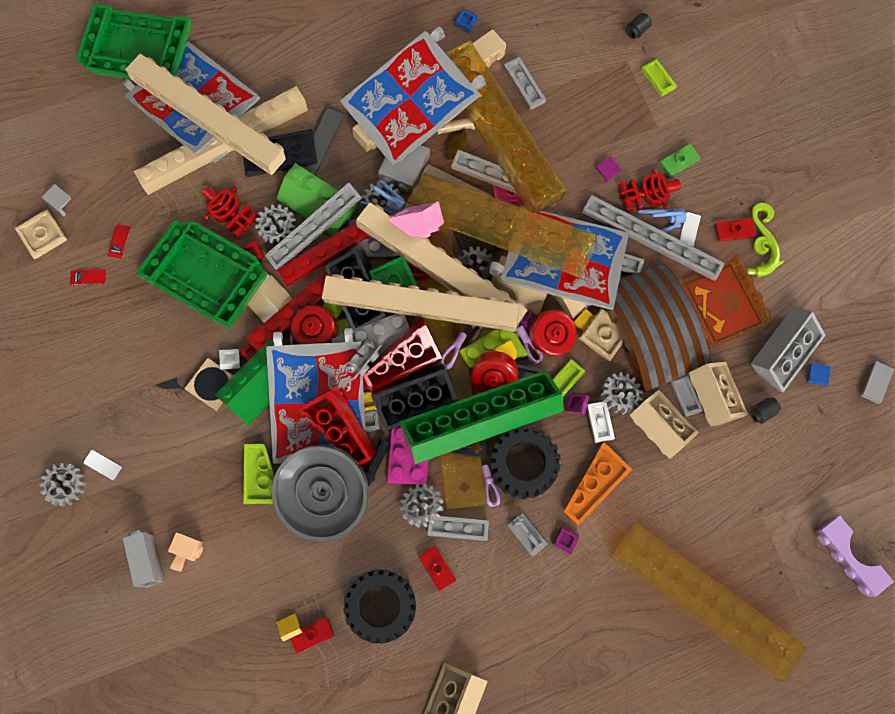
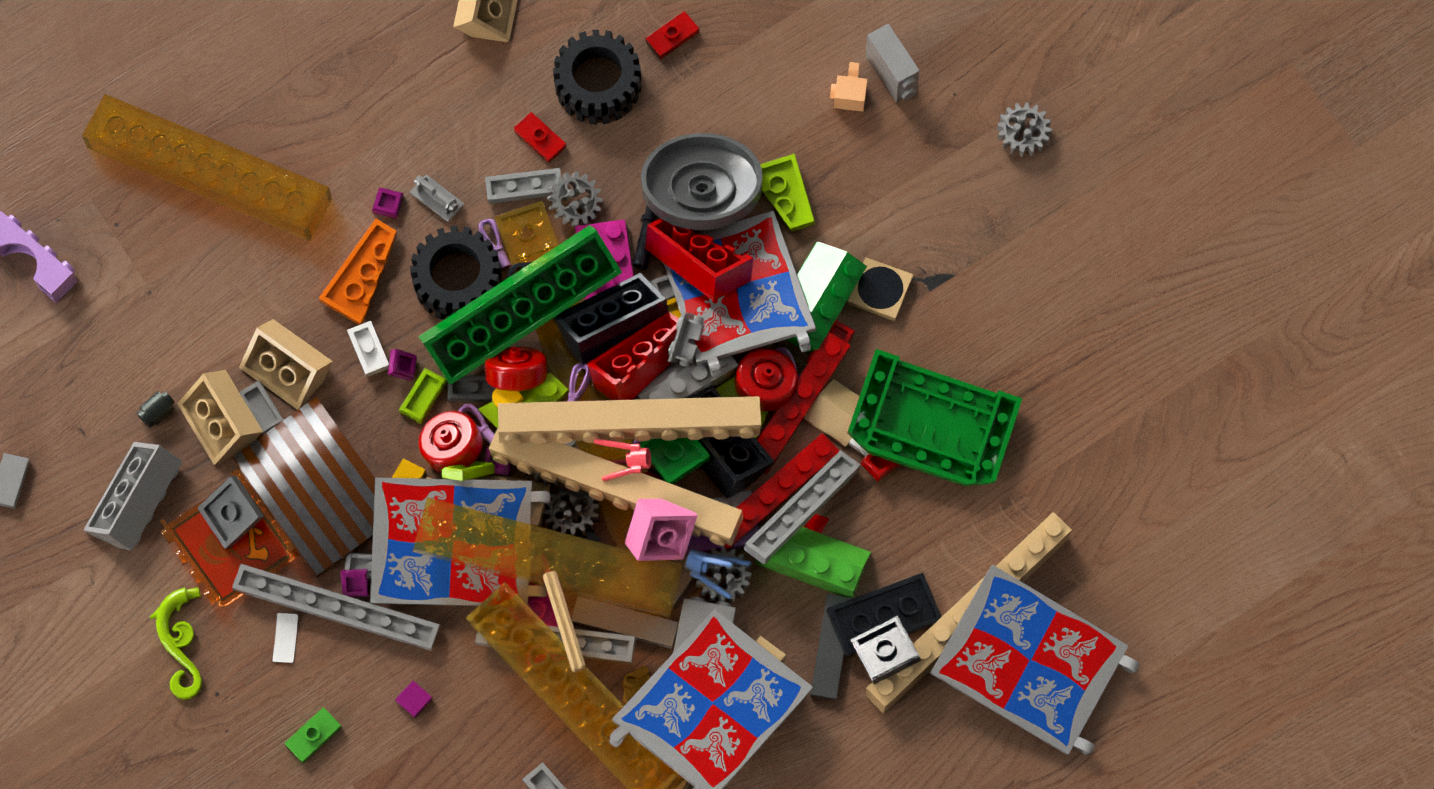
camera: 170 degrees right, 5 degrees down
(41, 234) = (1174, 432): tan tile -> none
(56, 199) = (1165, 476): light grey panel -> none
(89, 276) = (1091, 391): red sticker -> none
(102, 465) = (985, 166): white sticker -> none
(118, 37) = (1142, 724): green slope -> none
(118, 241) = (1066, 448): red sticker -> none
(206, 114) = (995, 619): tan brick -> none
(222, 203) = (953, 530): red torso -> none
(229, 359) = (866, 321): white plate -> none
(266, 222) = (845, 511): light grey gear -> none
(284, 118) = (885, 650): none -> tile
(289, 627) = (700, 35): yellow tile -> none
(422, 274) = (637, 459): none -> coral plant
(499, 167) = (564, 621): none -> tan axle
(547, 301) = (463, 473): none -> lime tile
(602, 335) = (384, 456): tan tile -> none
(612, 386) = (333, 381): light grey gear -> none
(636, 252) = (355, 583): none -> magenta tile
(659, 192) = (328, 688): red torso -> none
(674, 216) = (308, 645): medium blue plant -> none
(719, 315) = (230, 512): none -> dark grey plate
(735, 230) = (221, 649): red plate -> none
(819, 374) = (88, 474): blue tile -> none

